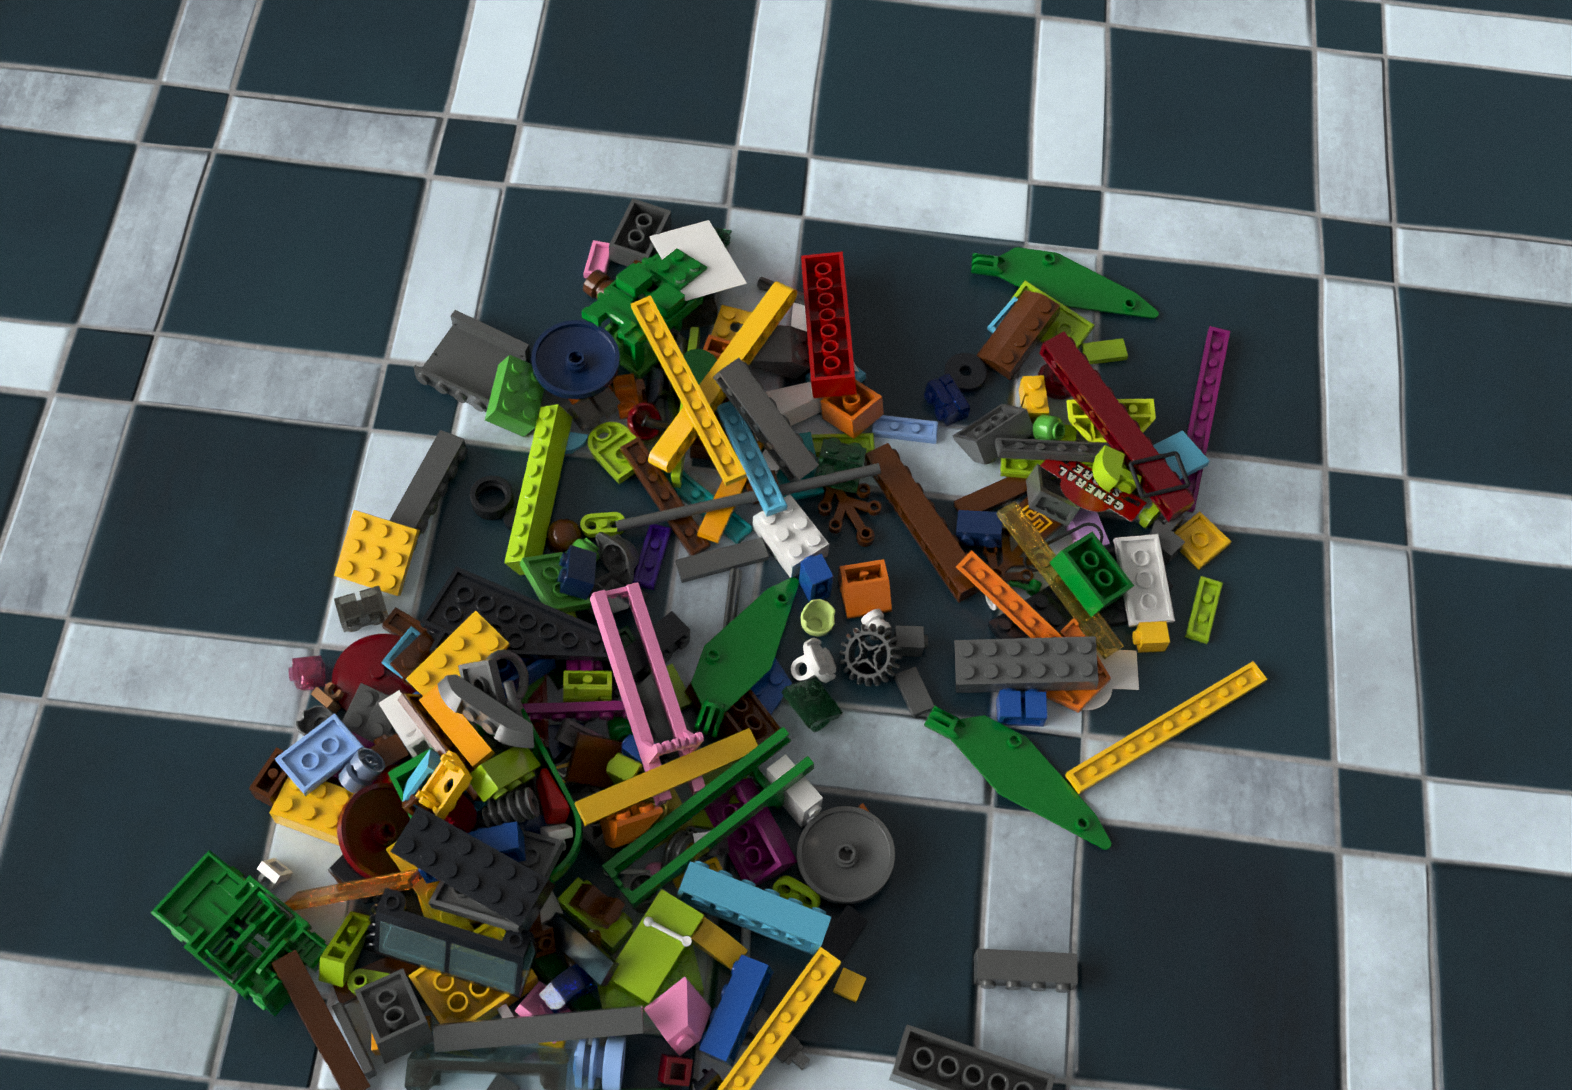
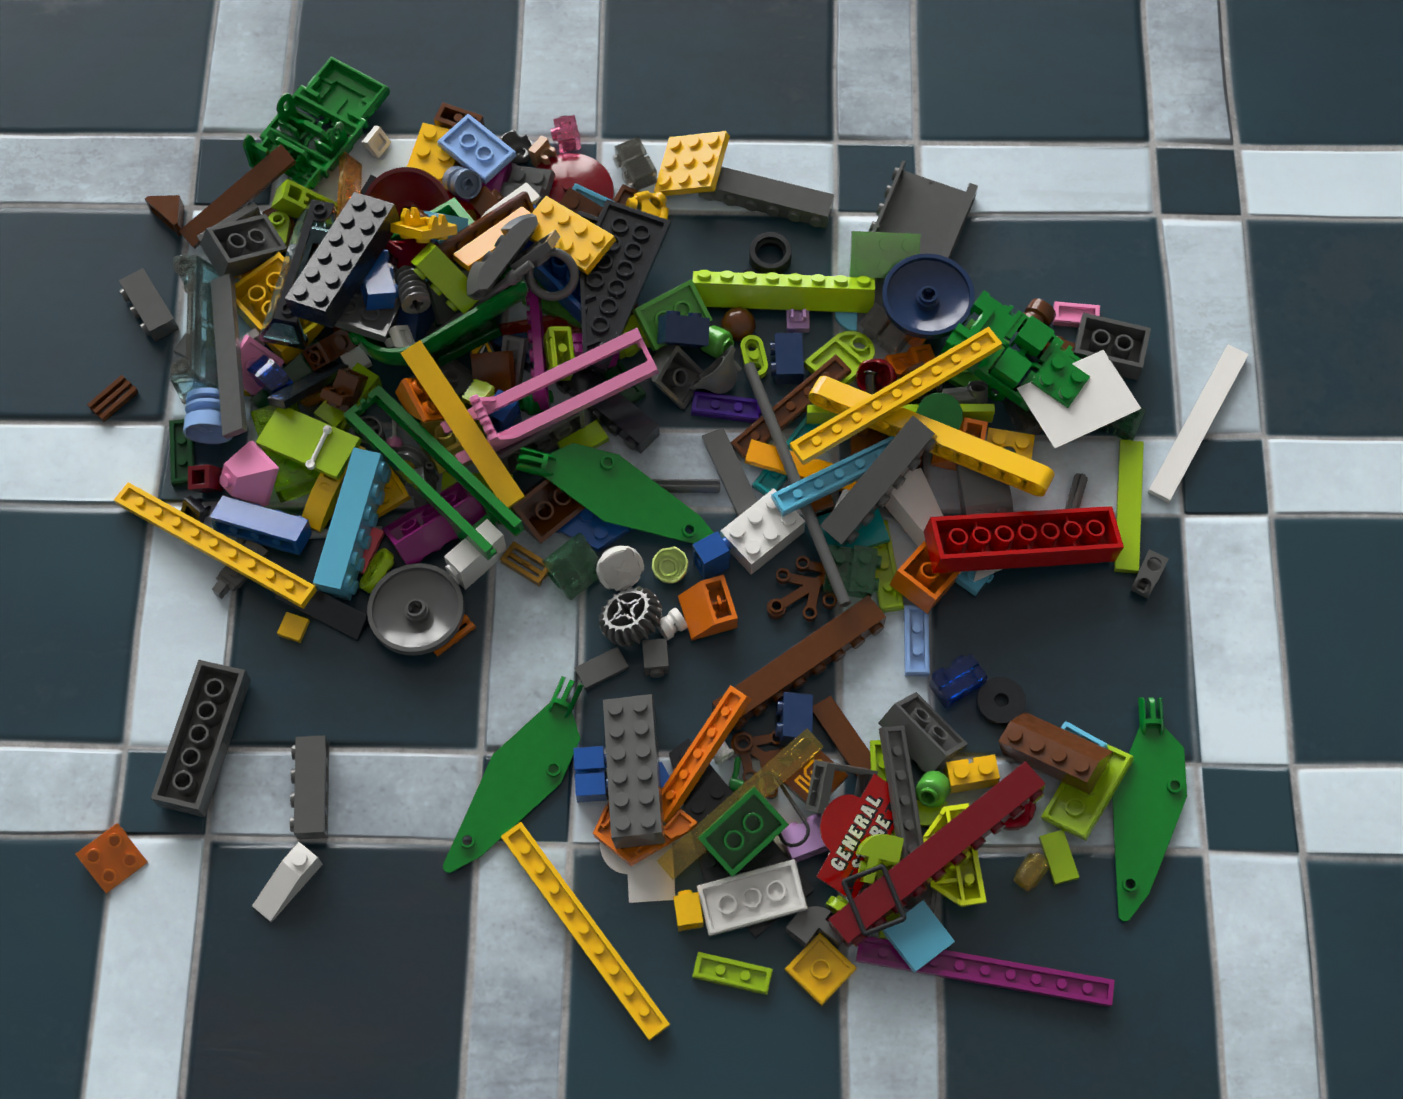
camera: 90 degrees right, 5 degrees up
(415, 606) = (657, 200): none -> yellow piece
(552, 800) = (423, 328): red slope -> none
(568, 484) = (797, 321): none -> lavender tile
(610, 494) = (788, 358): none -> dark blue brick
(719, 189) = (1197, 423): none -> white tile
(781, 249) = (1129, 504): none -> lime tile
(812, 737) = (508, 554): none -> pearl gold tile
(859, 245) = (1149, 573): none -> dark grey leg
(1118, 370) = (1031, 871): none -> clear yellow brick
(1120, 996) = (287, 881): none -> white slope

